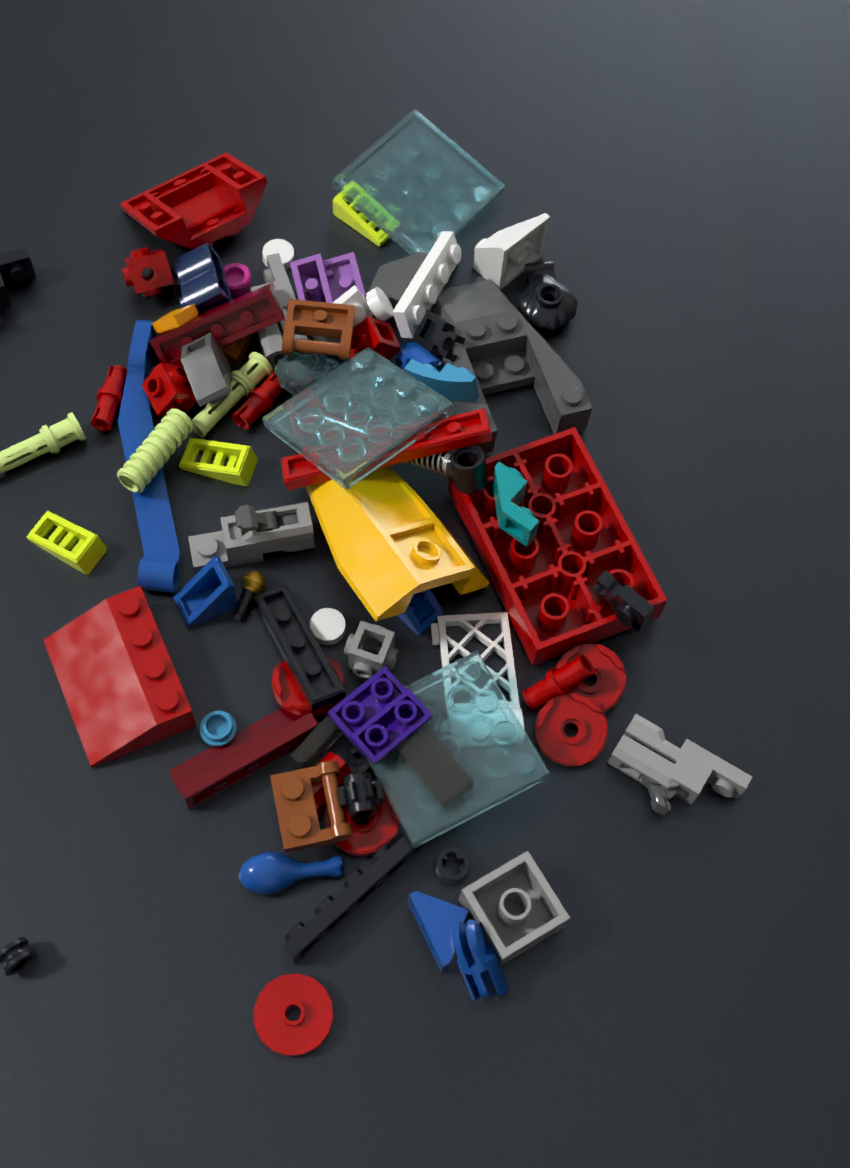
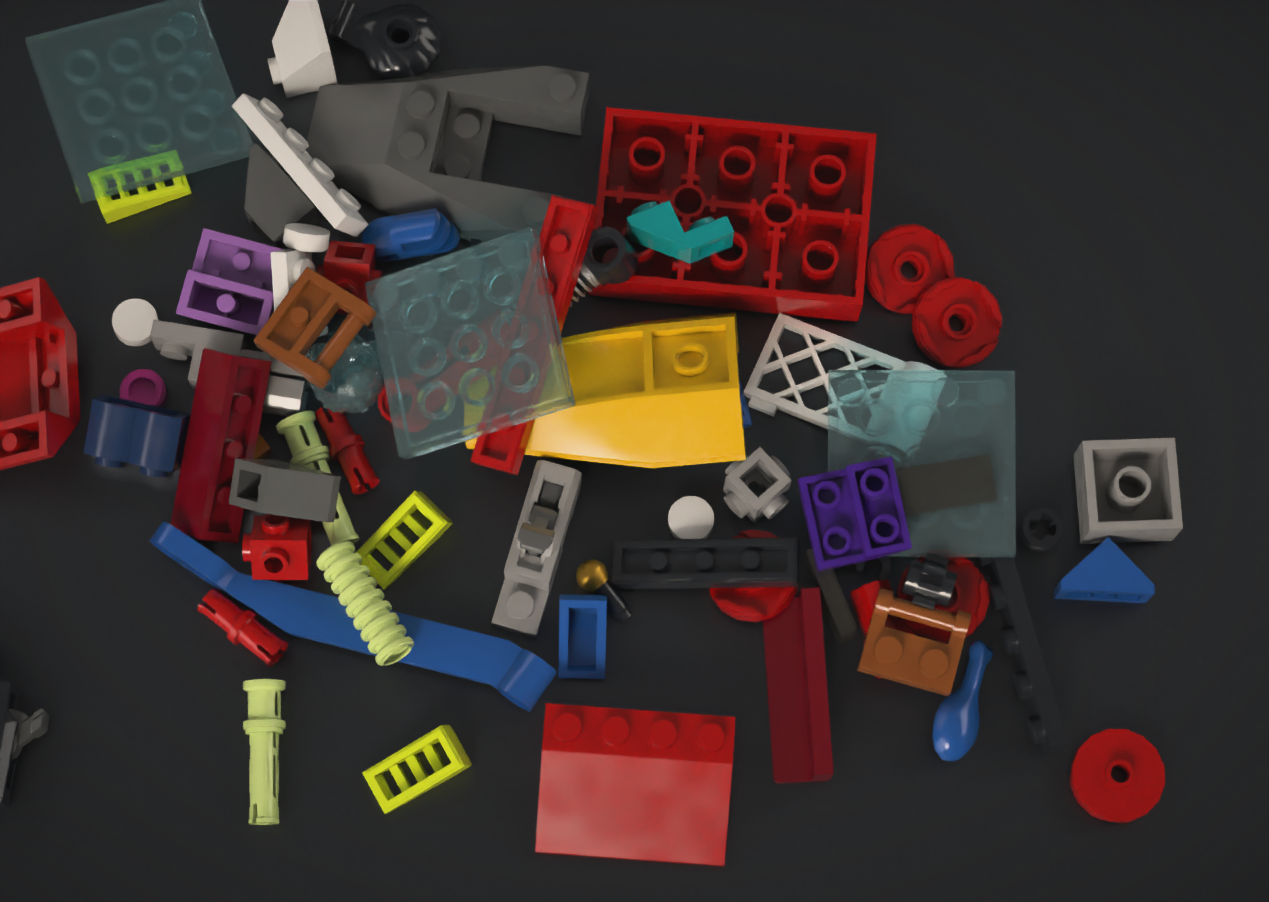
camera: 60 degrees left, 10 degrees up
(159, 271) = (82, 494): red brick -> none
(175, 319) = (180, 493): light orange tile -> none
(218, 728) = (754, 702): dark azure plate -> none
(437, 335) = (389, 196): black plate -> none
(451, 382) = (483, 209): dark azure slope -> none
(478, 961) = (1166, 555): blue arm -> none
(558, 682) = (902, 304): red pin -> none
(626, 603) = (868, 179): black plate -> none
(673, 770) = (1054, 245): light grey plate -> none

